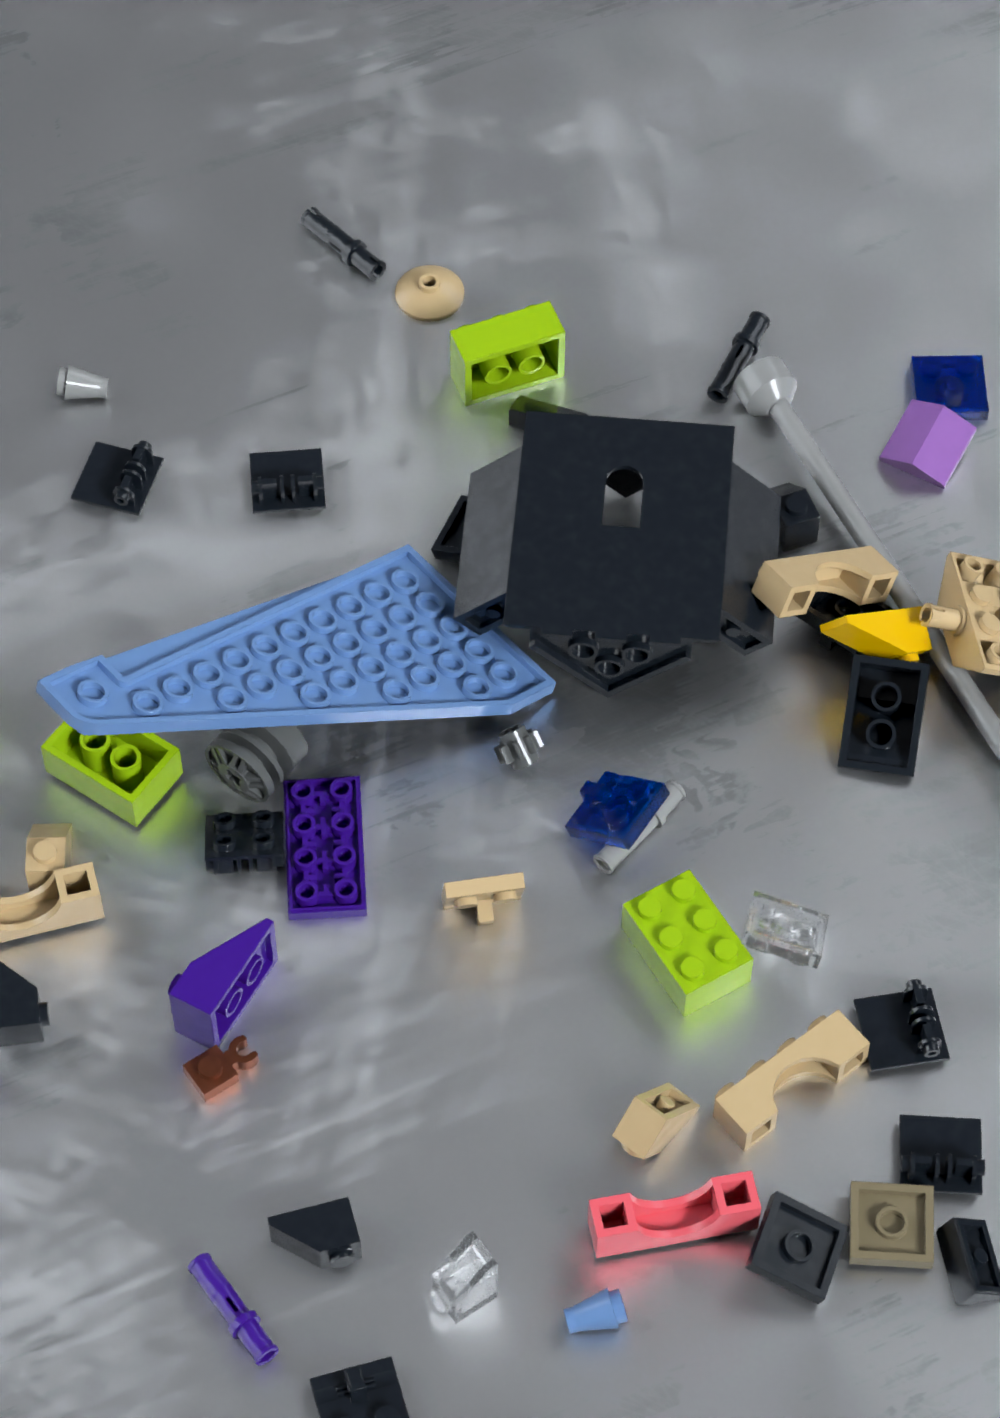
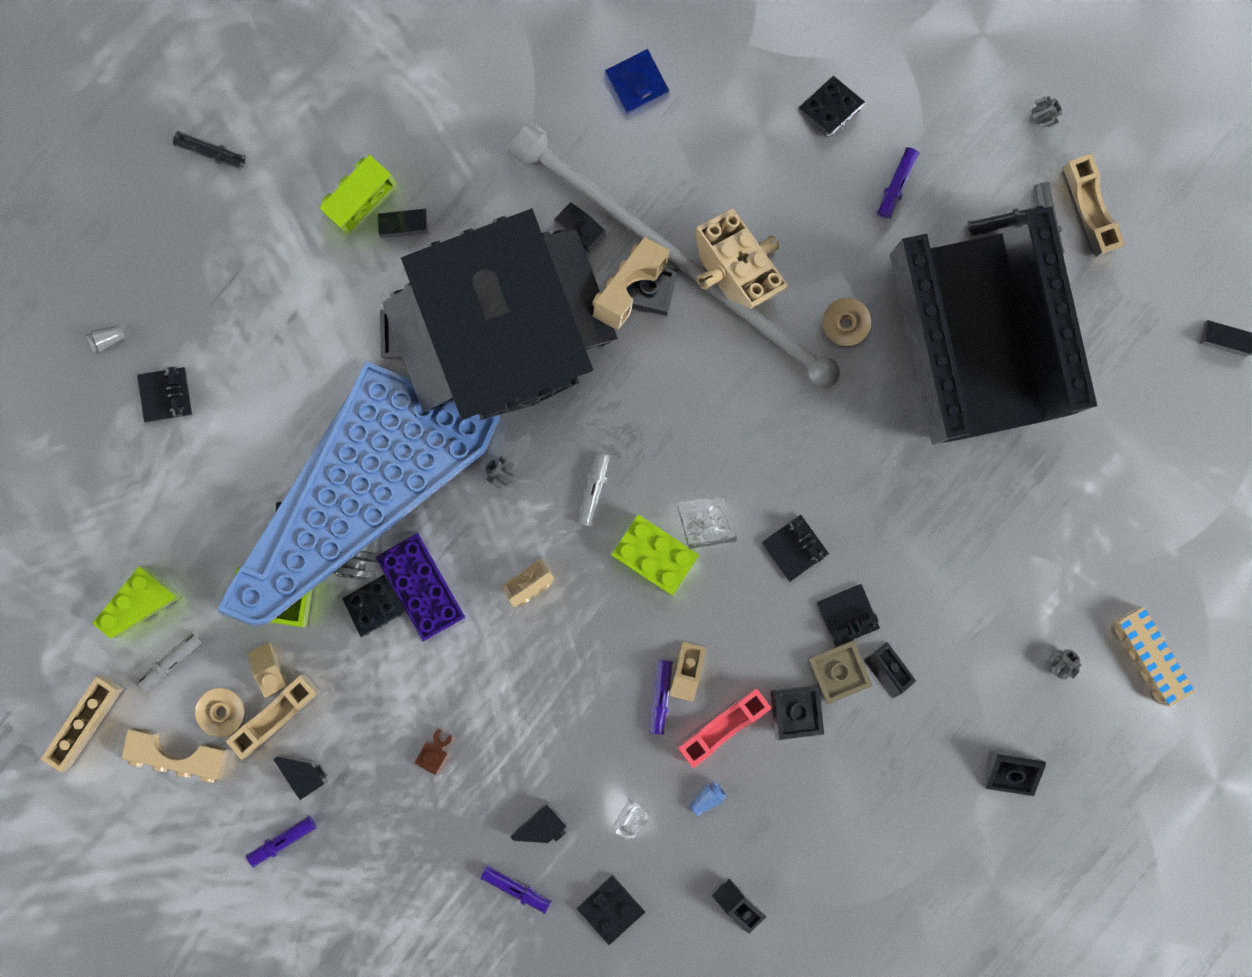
camera: 25 degrees left, 30 degrees up
(221, 984) = (411, 719): dark purple slope -> none
(287, 481) = (268, 346): black hinge -> none
(432, 302) = (290, 167): tan dish -> none
(588, 1152) = (661, 697): none -> dark purple pin
(616, 809) = (576, 487): clear blue hinge -> none
(745, 346) = (498, 111): black pin -> none
(827, 1050) = (762, 582): tan arch -> none
(882, 633) = (681, 296): yellow slope -> none
(884, 715) = (700, 347): black slope -> none
(928, 442) = (642, 133): medium lavender slope -> none

